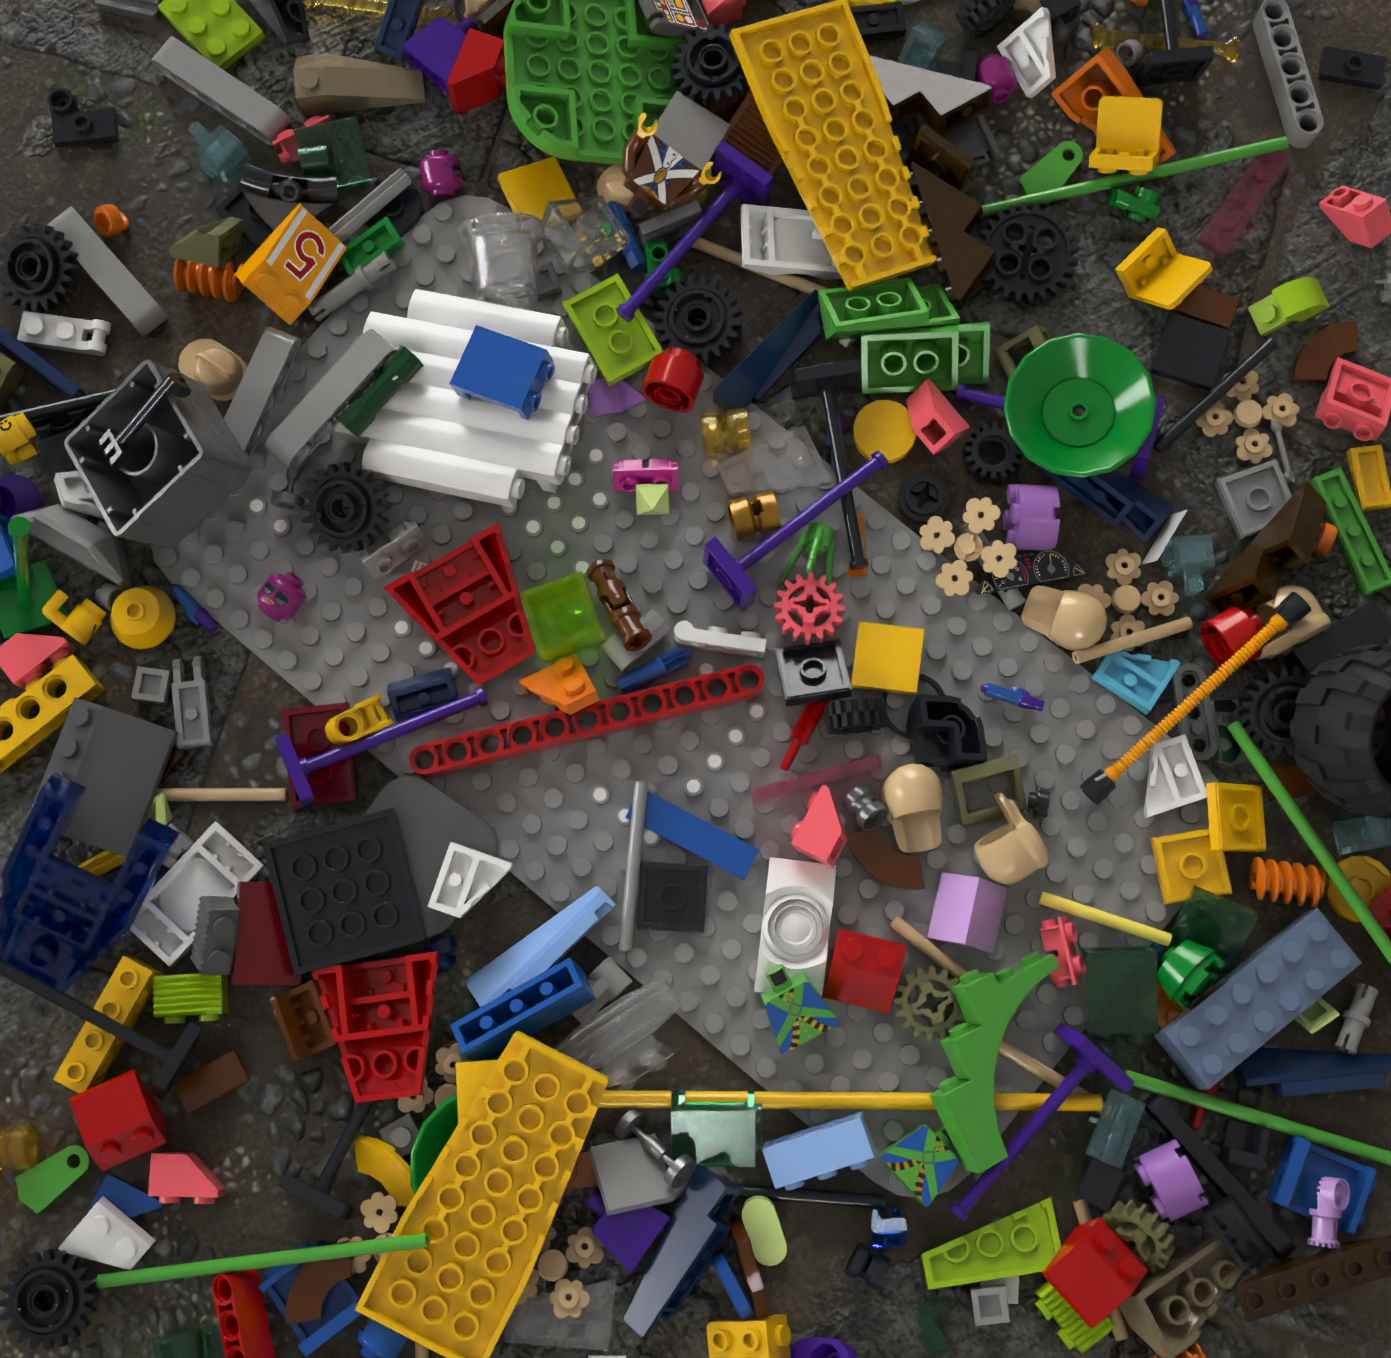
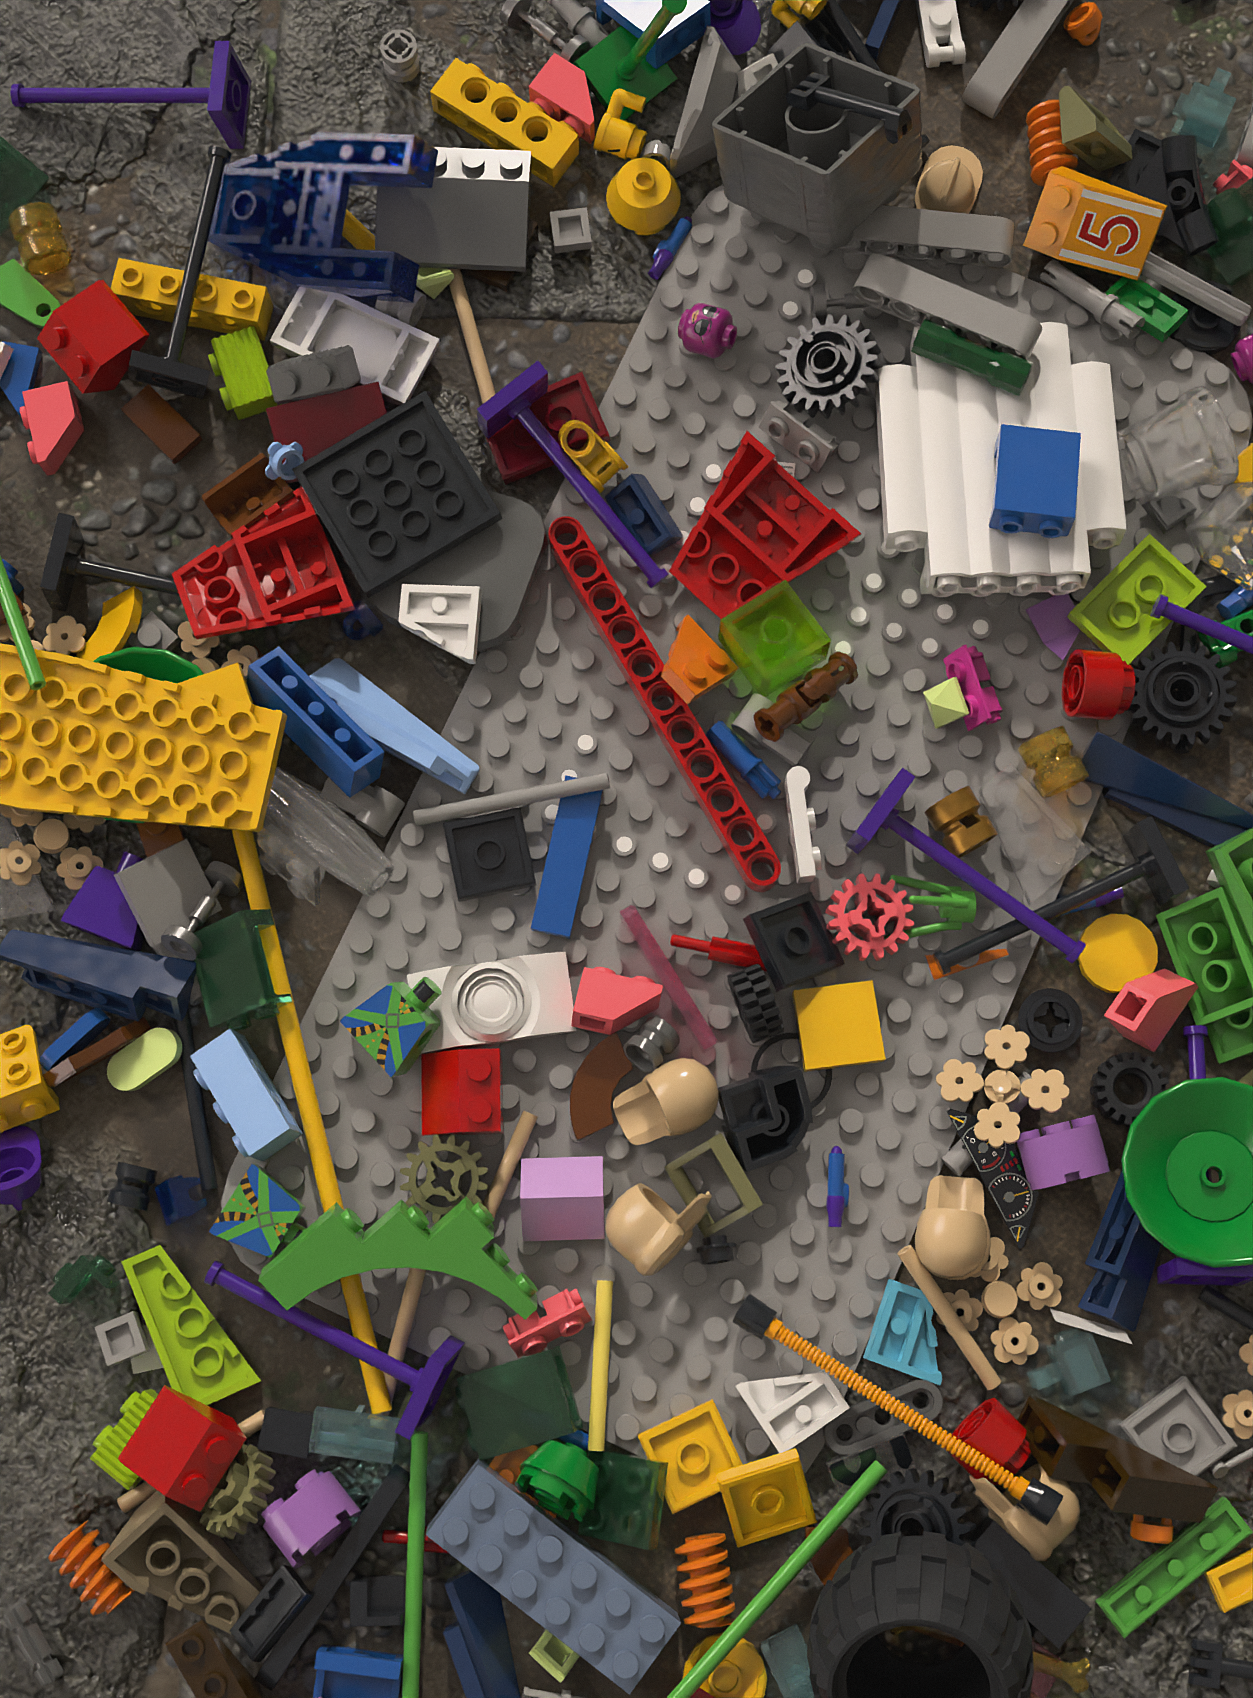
camera: 75 degrees right, 0 degrees up
(191, 706) = (561, 277): light grey hinge -> none
(283, 980) = (277, 452): none -> light blue plate

